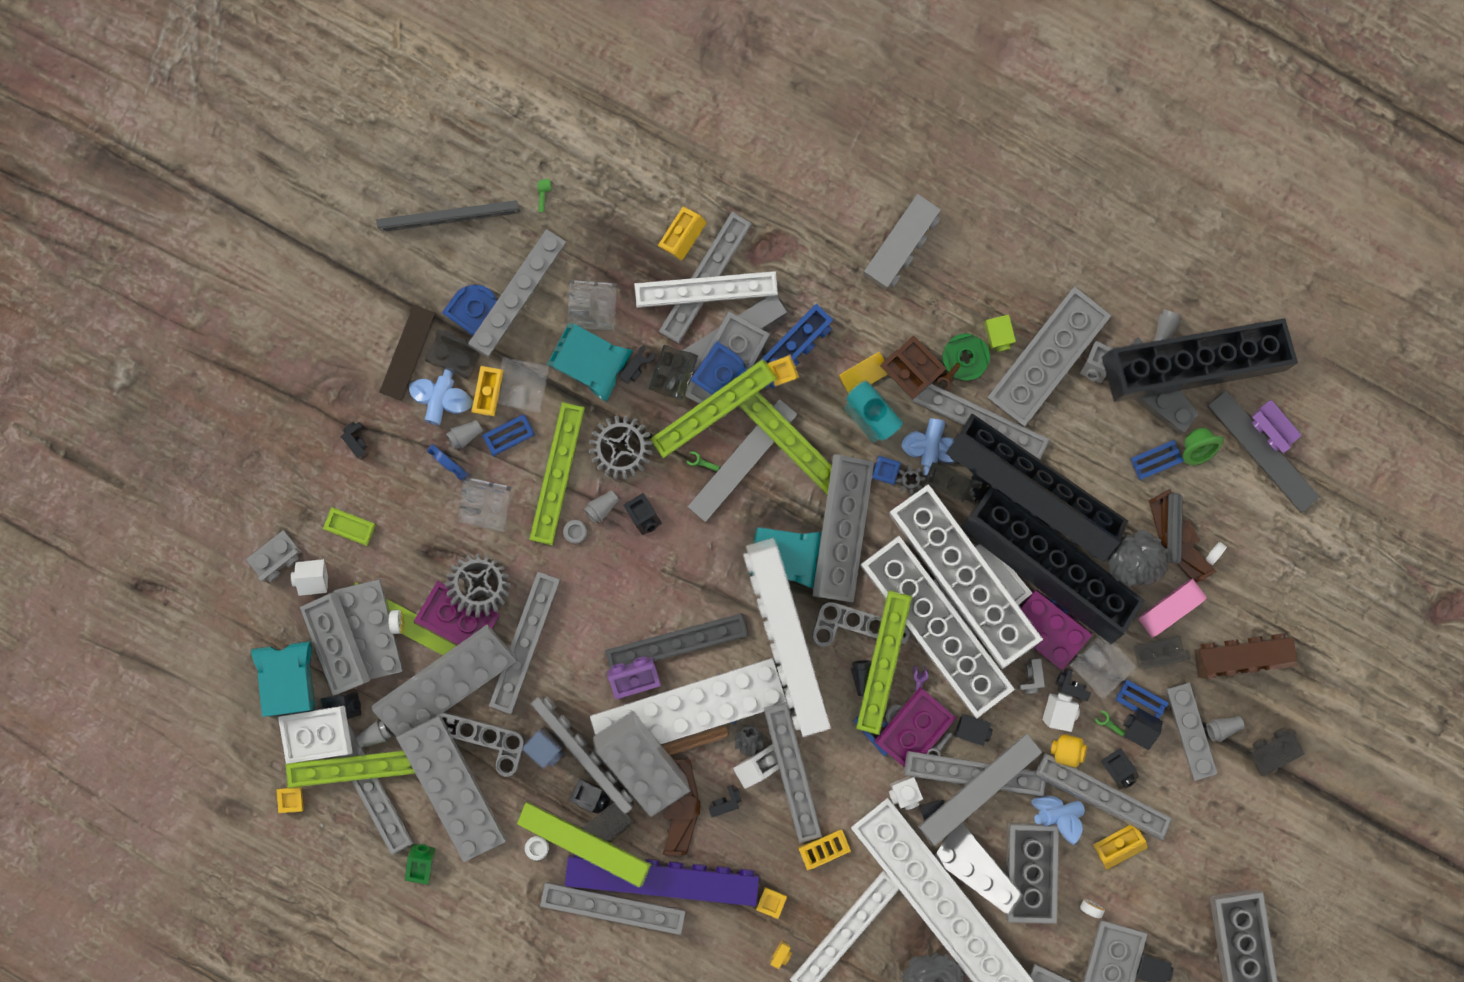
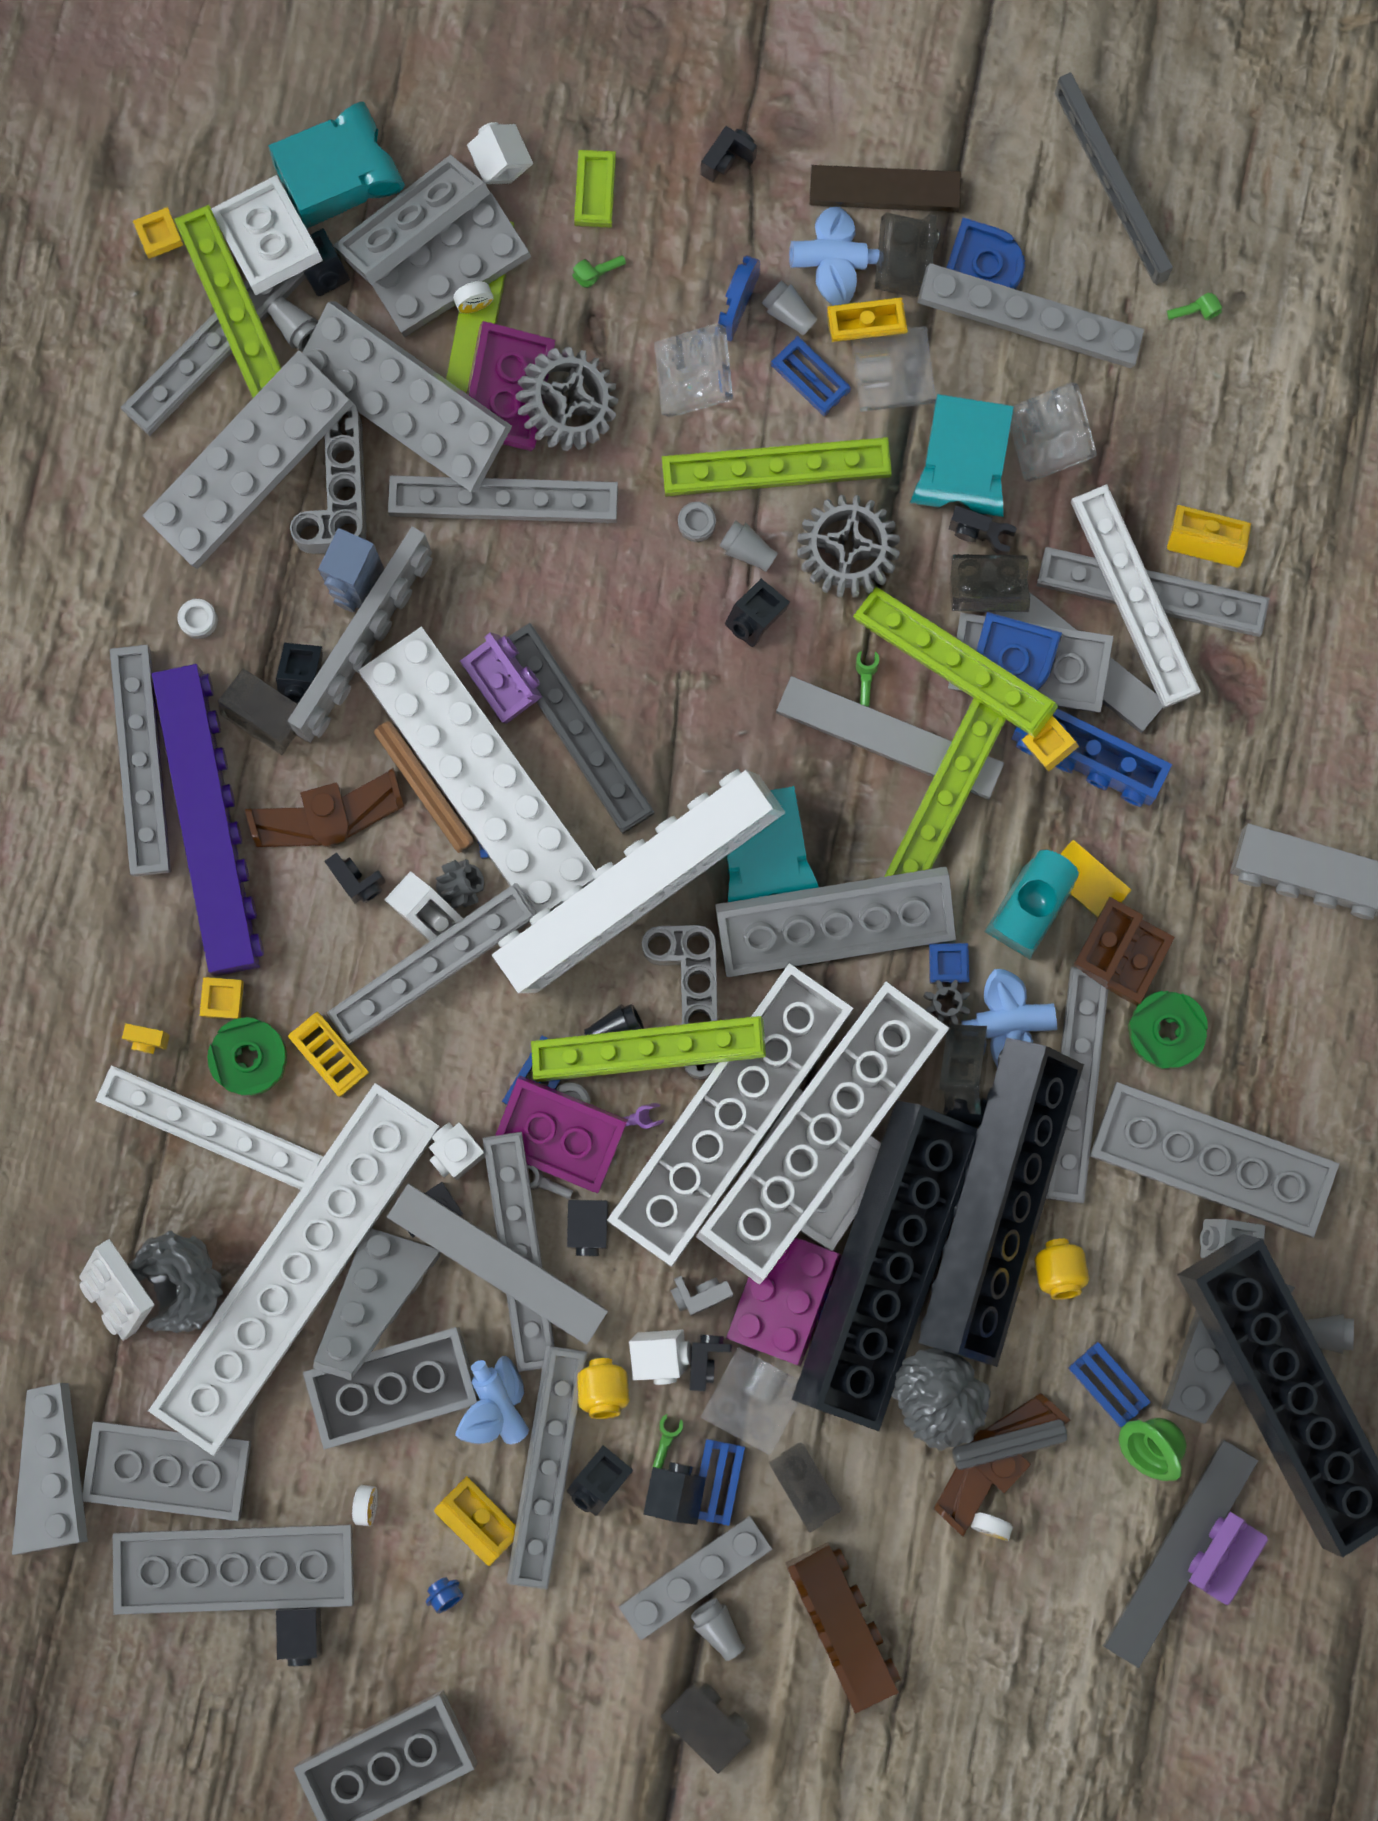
camera: 80 degrees right, 5 degrees down
(273, 556) = (513, 94): light grey bracket -> none
(402, 548) = (587, 275): none -> bright green hand
(419, 864) = (119, 451): green bracket -> none
(584, 844) = (223, 681): lime tile -> none
(641, 763) = (372, 723): light grey brick -> none
(801, 887) = (228, 1045): none -> green plate
(949, 376) = (1128, 1011): reddish brown hand -> none
(999, 333) = (1224, 1070): lime brick -> none
(1084, 465) = (1061, 1269): none -> yellow head
(1156, 878) = (444, 1594): none -> blue plate
(1172, 608) = (882, 1483): bright pink beam -> none

